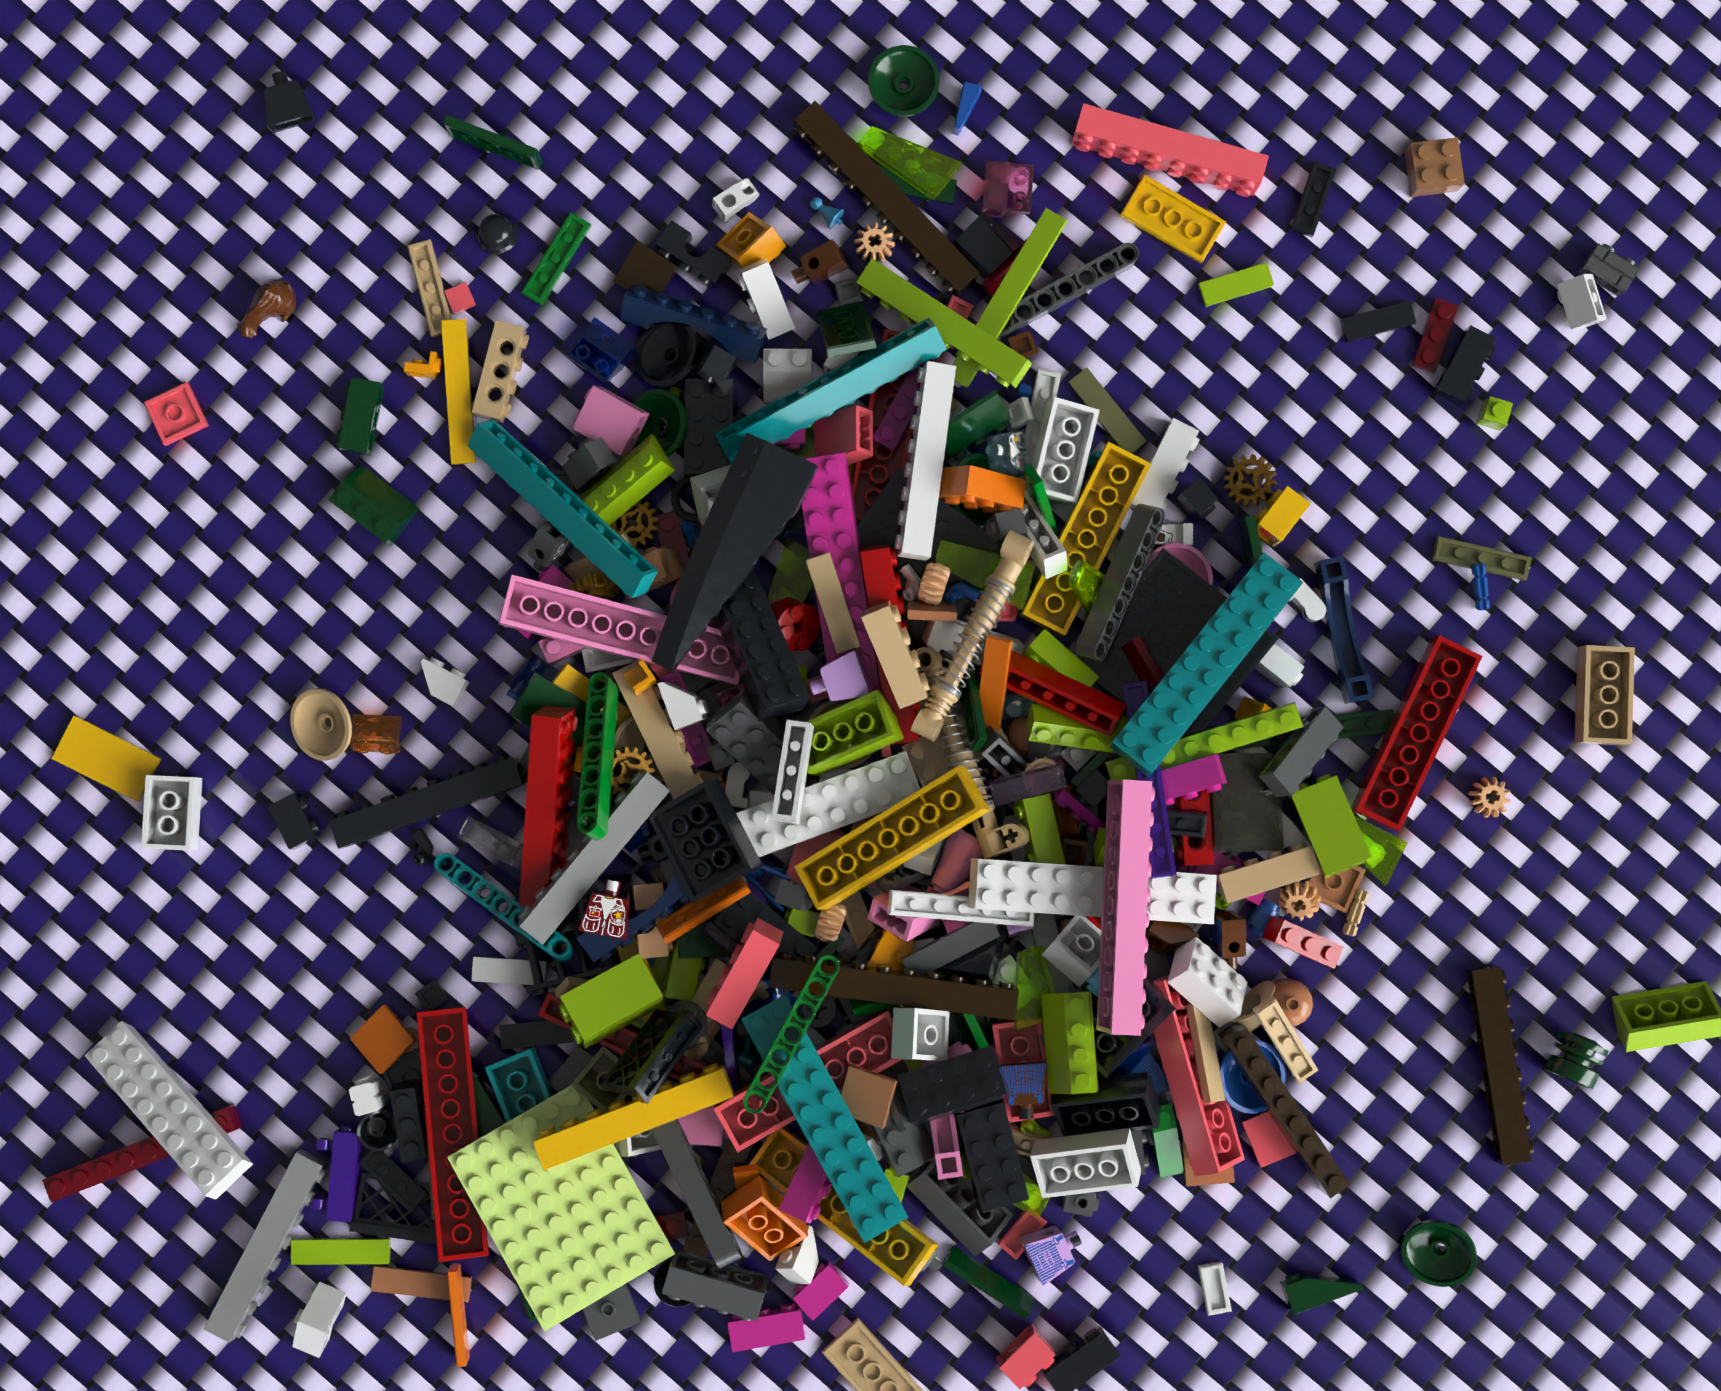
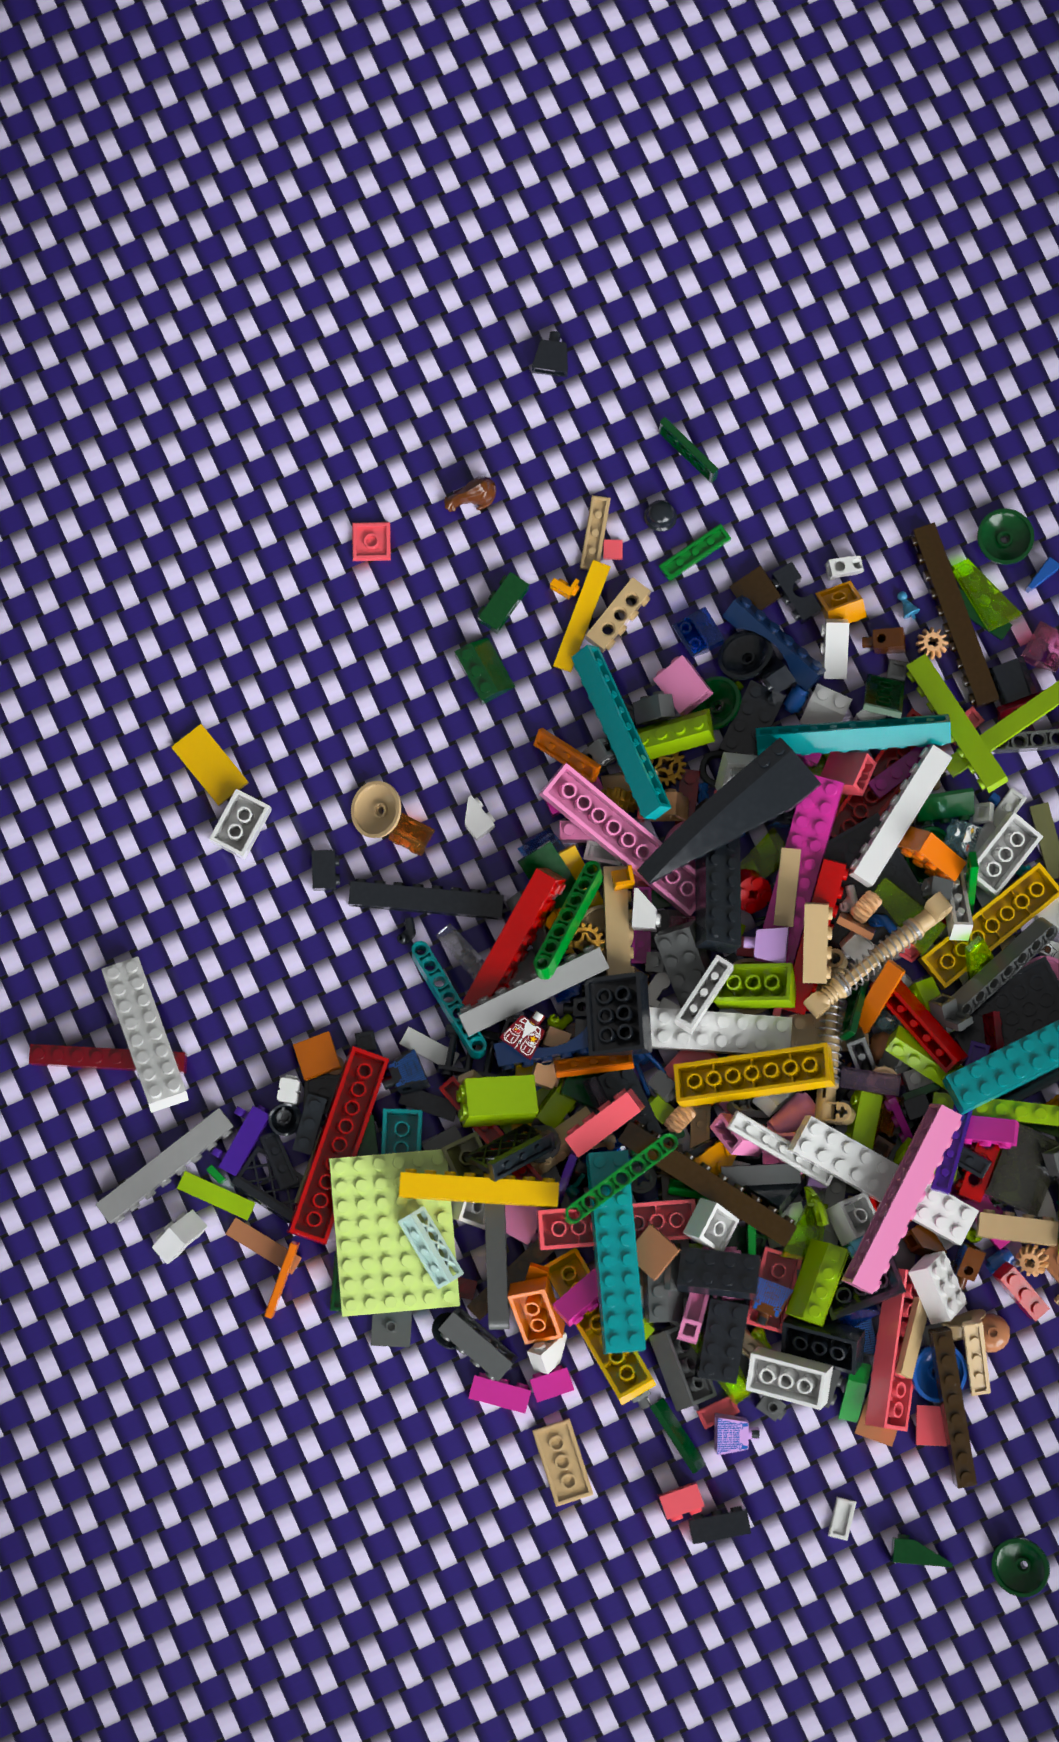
camera: 30 degrees right, 5 degrees down
(329, 1228) = (216, 1174): none -> green tile
(495, 1013) = (406, 1074): none -> black torso
(513, 561) = (567, 754): none -> orange tile
(608, 1209) = (429, 1249): none -> light aqua fence
(644, 876) = (559, 1023): none -> lime arm
(747, 378) = (795, 699): none -> blue brick
(1023, 344) = (1008, 764): reddish brown plate -> none
(1036, 959) = (820, 1211): none -> lime brick
(1079, 665) = (946, 1012): none -> dark grey brick

